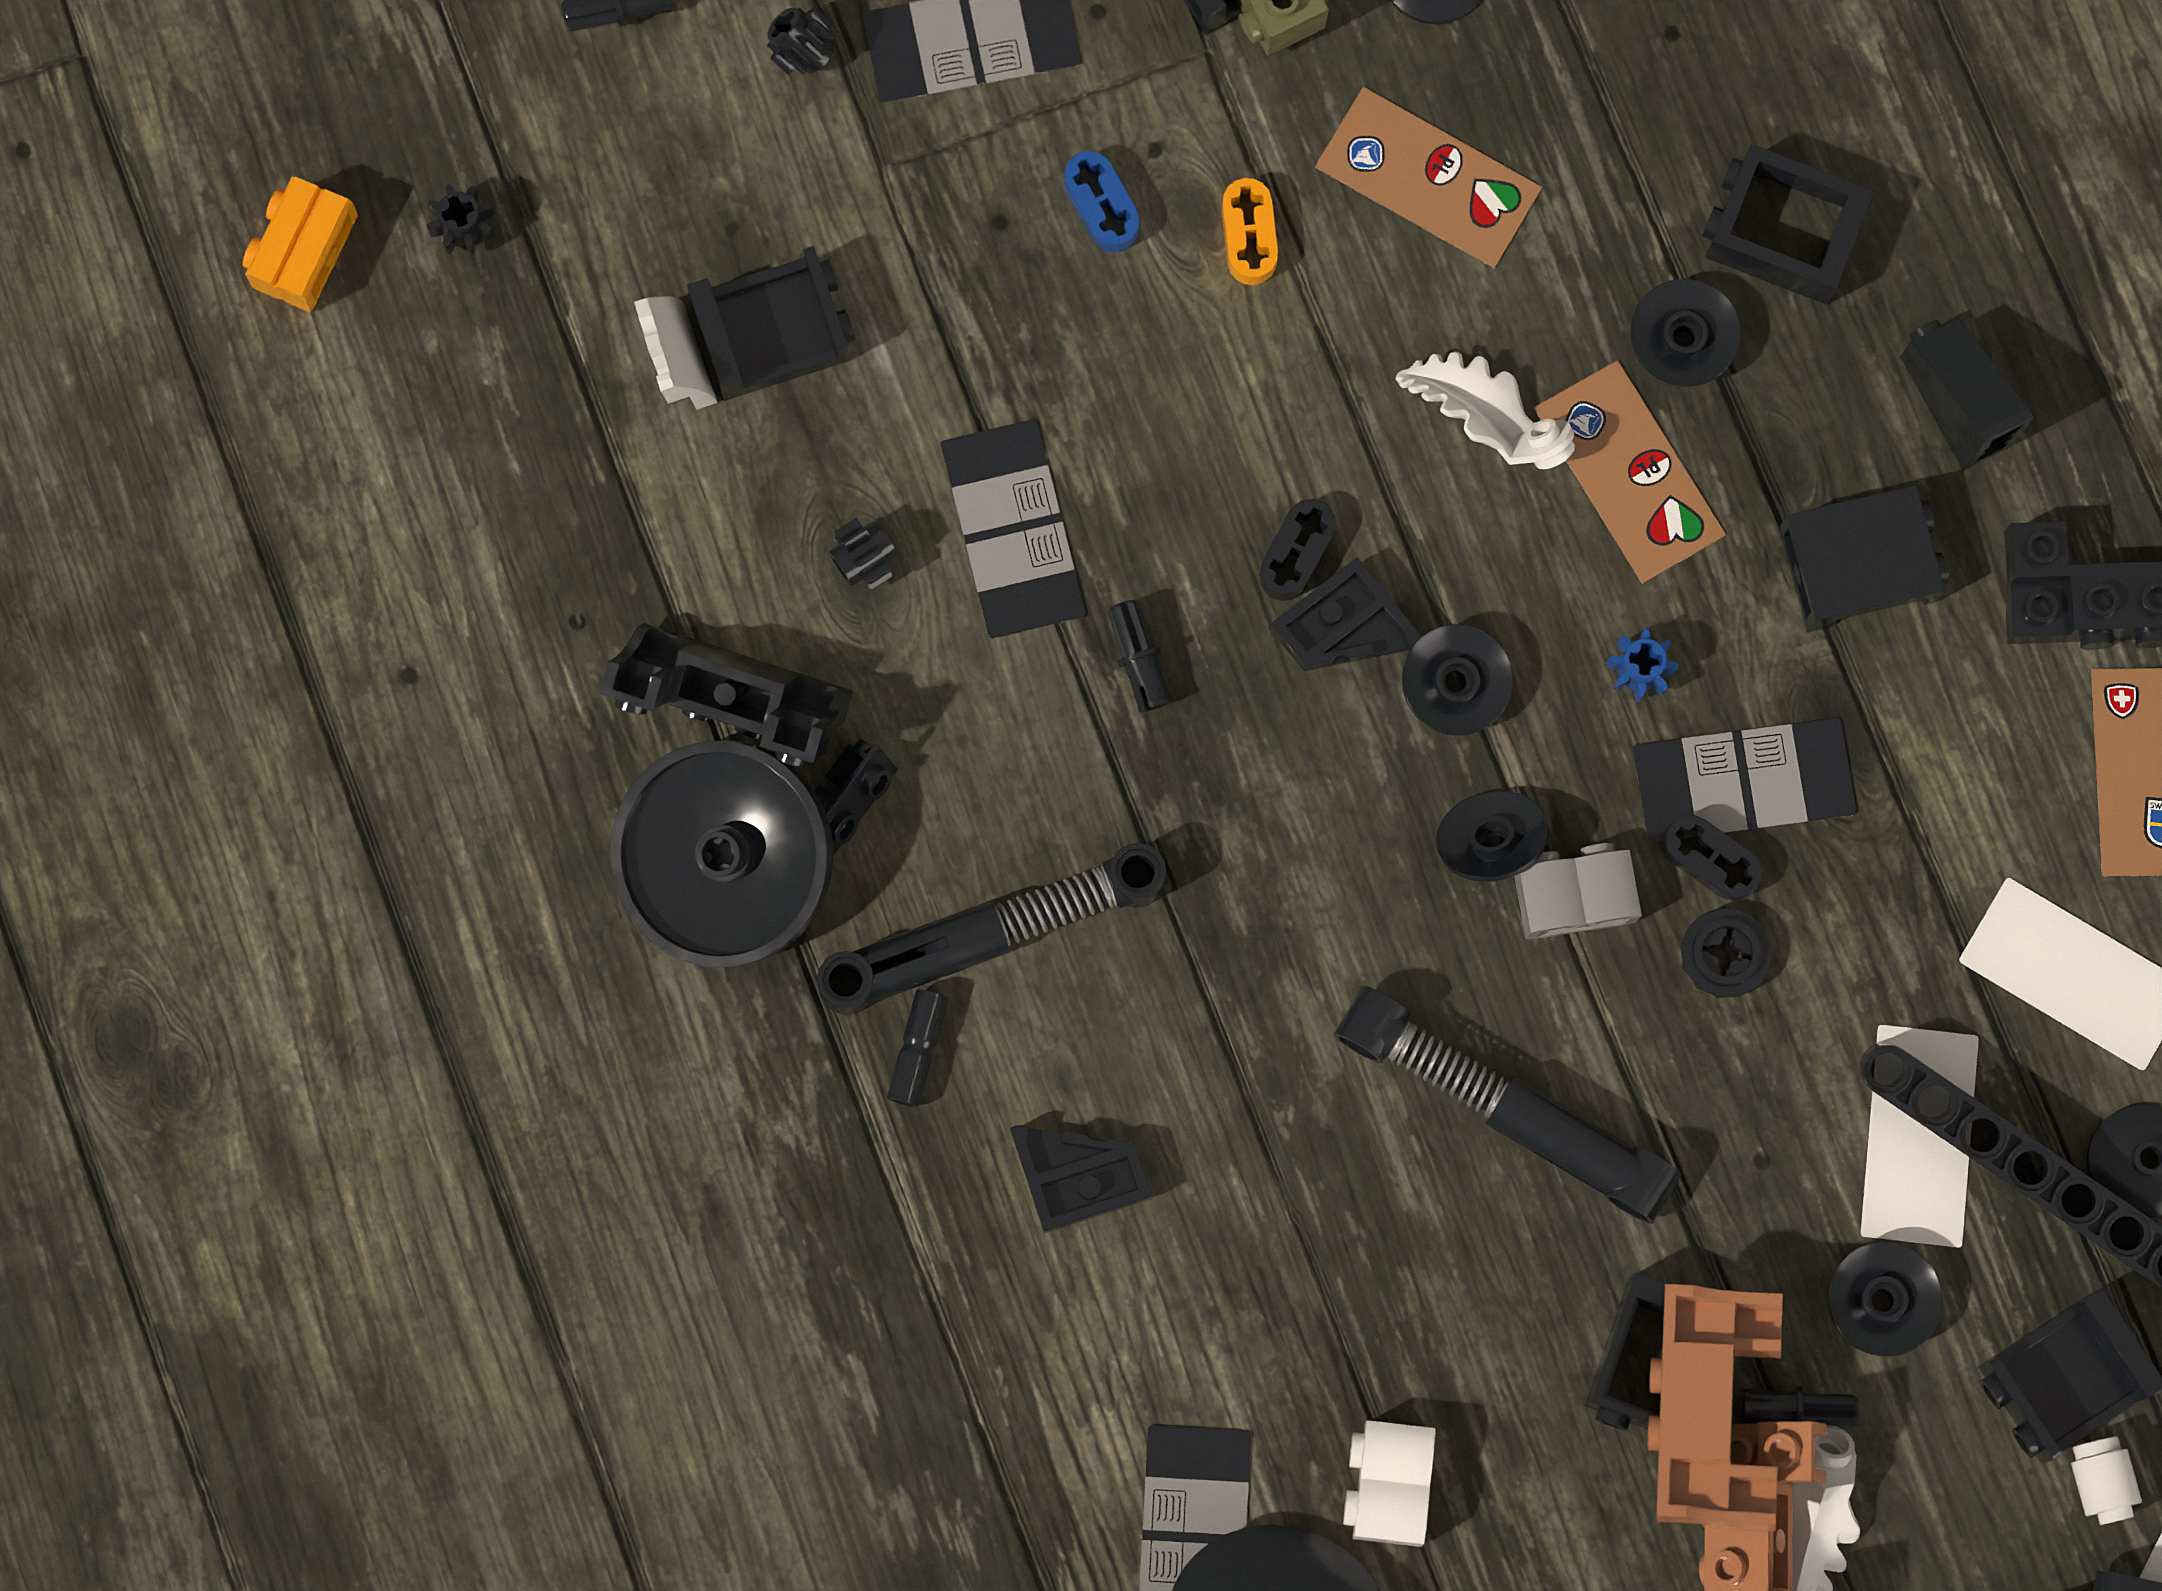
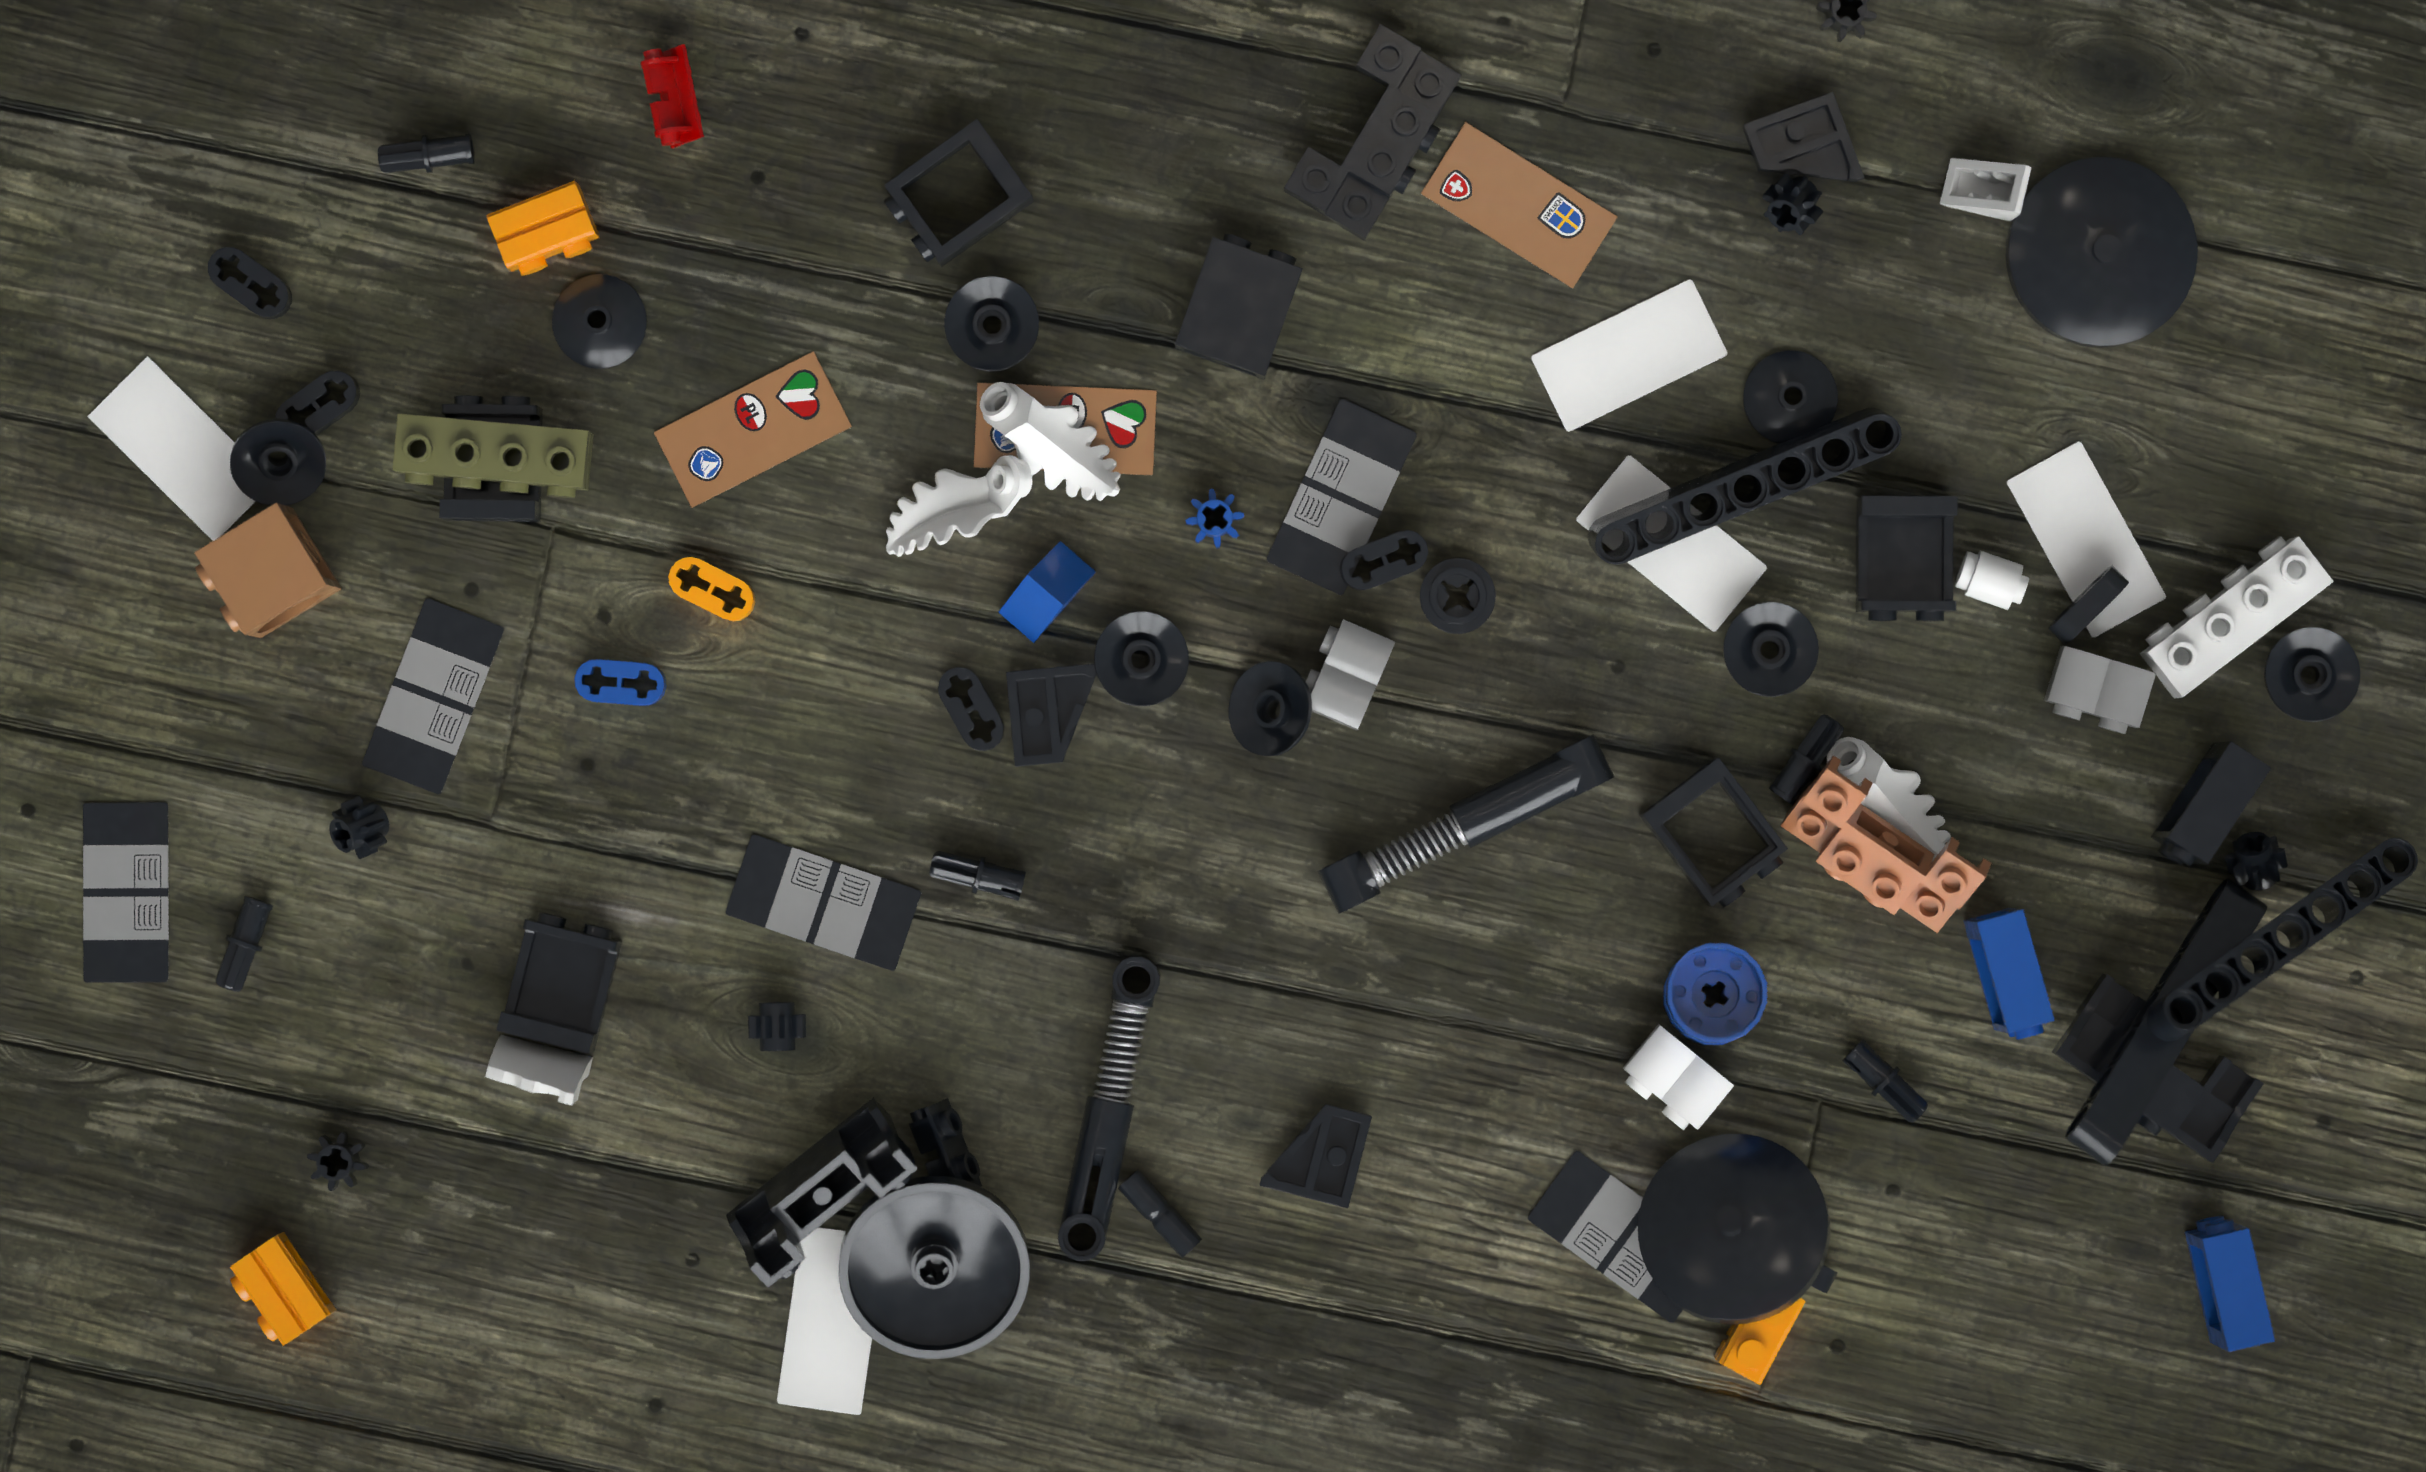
camera: 55 degrees left, 10 degrees up
(573, 802) = (823, 1344): none -> white sticker
(1460, 549) = (1046, 591): none -> blue slope
(1527, 1440) = (1742, 990): none -> blue wheel
(1608, 461) = (1050, 442): none -> white plant
(1695, 1419) = (1764, 839): nougat bracket -> none
(1964, 392) = (1163, 152): black slope -> none

